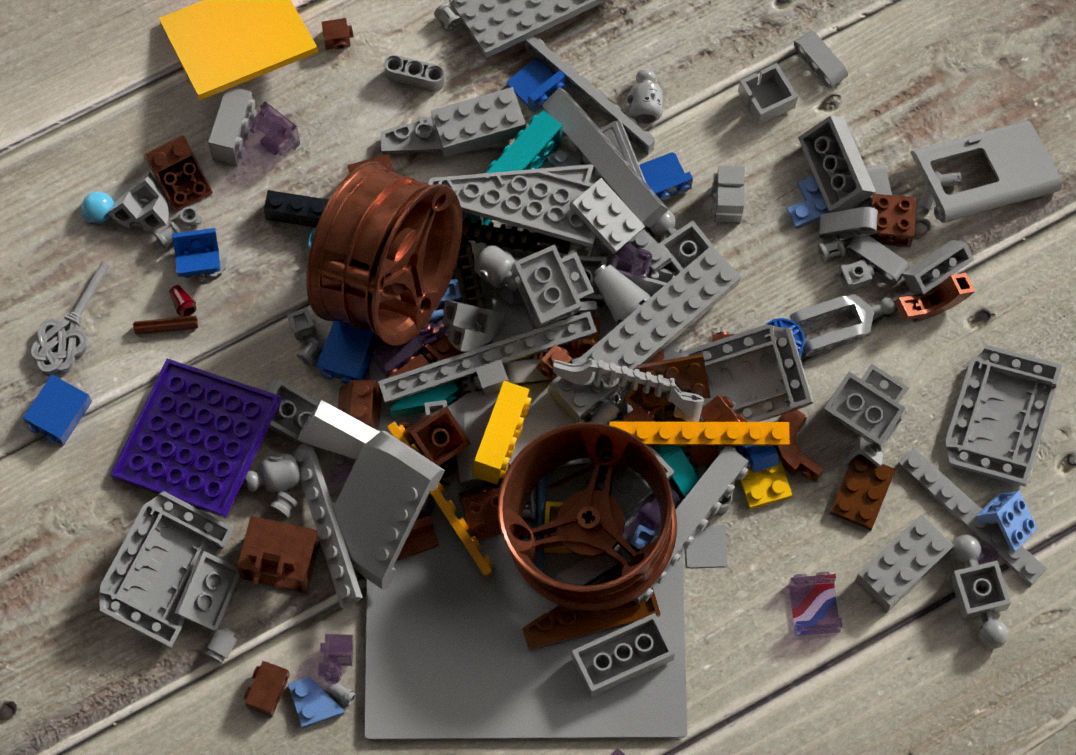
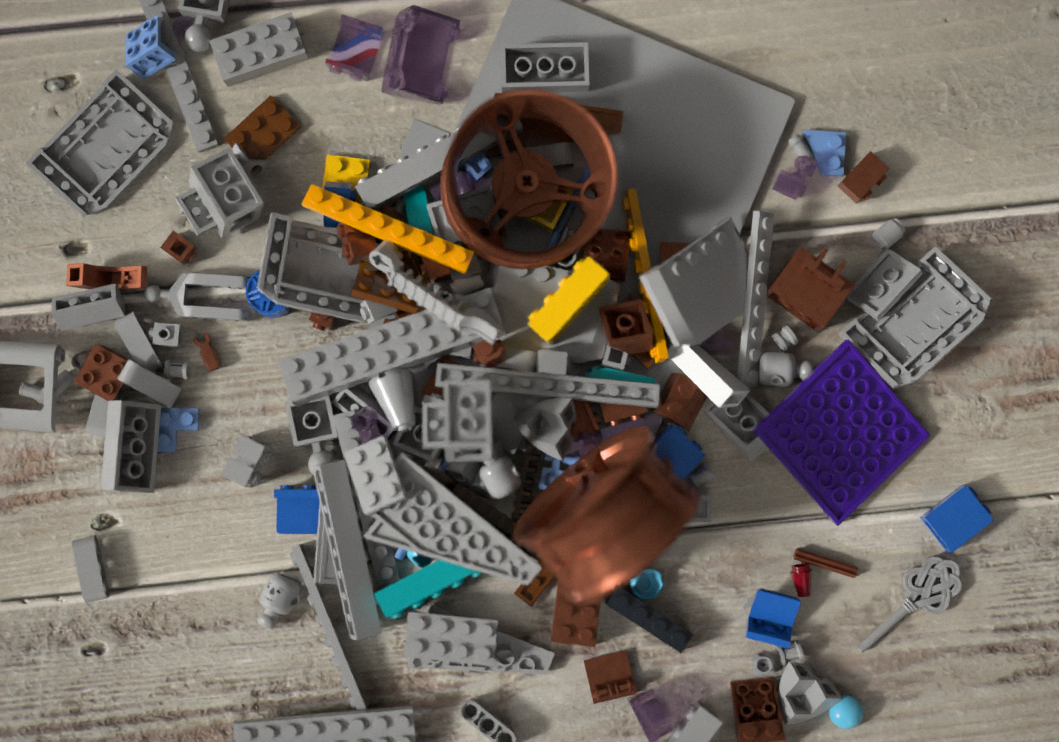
camera: 160 degrees left, 15 degrees up
(323, 153) = (610, 677): none -> copper hinge
(536, 83) = (375, 661): blue bracket -> none
(749, 619) = (419, 55): none -> clear purple windscreen
(769, 98) = (159, 550): light grey piece -> none
(790, 456) = (300, 212): copper arch -> none
(811, 276) = (208, 353): none -> copper bar
(888, 348) = (174, 243): none -> copper brick

